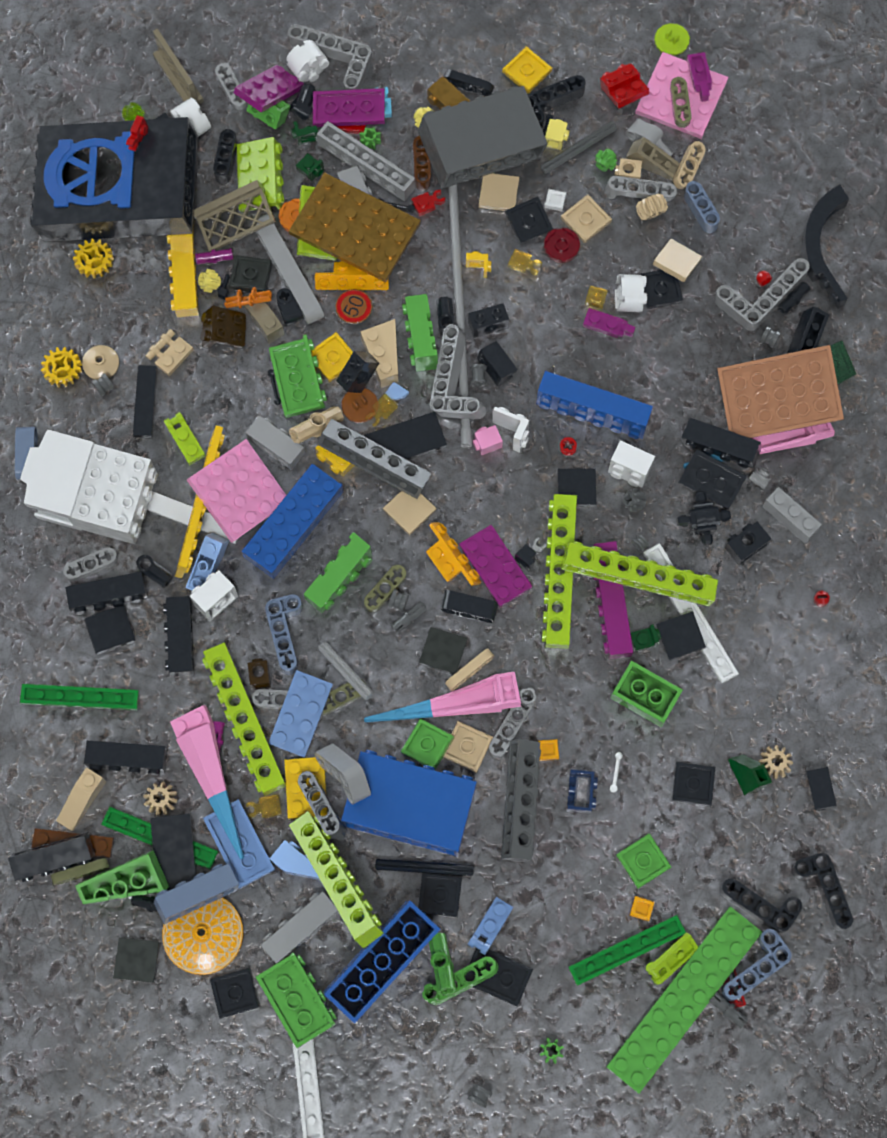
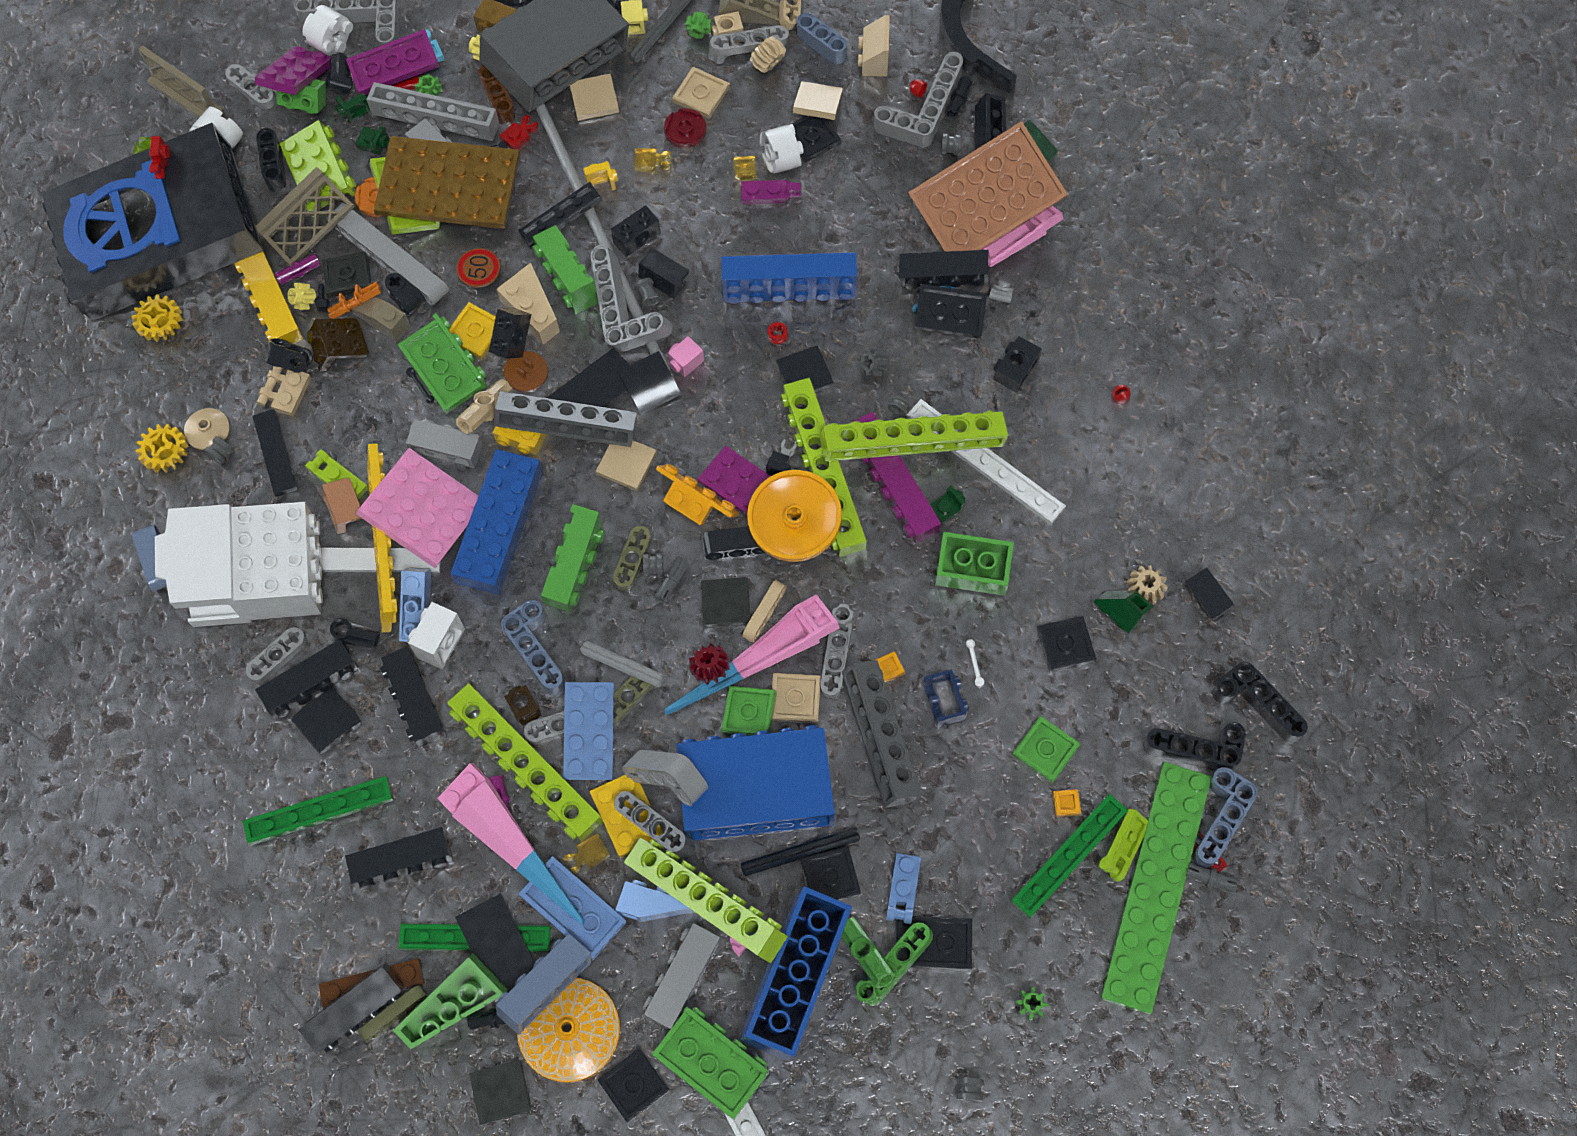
camera: 20 degrees left, 5 degrees down
(80, 799) = (362, 927): tan slope -> none
(156, 793) = (451, 886): tan gear -> none
(180, 462) = (341, 503): none -> nougat panel
(181, 326) = (286, 355): none -> black piece
(348, 278) = (459, 239): light orange bracket -> none
(383, 408) = (553, 364): clear yellow plate -> none
(396, 392) = (561, 343): light blue tile -> none
(417, 693) = (709, 664): none -> dark red gear
(435, 284) = (562, 212): none -> black tile
(444, 312) = (584, 240): black piece -> none
(451, 451) = (649, 382): none -> black slope
(515, 587) = (790, 496): none -> light orange dish
(516, 423) = (707, 327): white bracket -> none
(529, 220) = (639, 114): black tile -> none
(555, 200) = (659, 85): white tile -> none
(631, 464) = (855, 324): white brick -> none
(681, 636) = (986, 488): black tile -> none
(703, 518) = (958, 354): black piece -> none
(741, 232) = (875, 48): none -> tan slope
(791, 515) = (1052, 318): light grey brick -> none

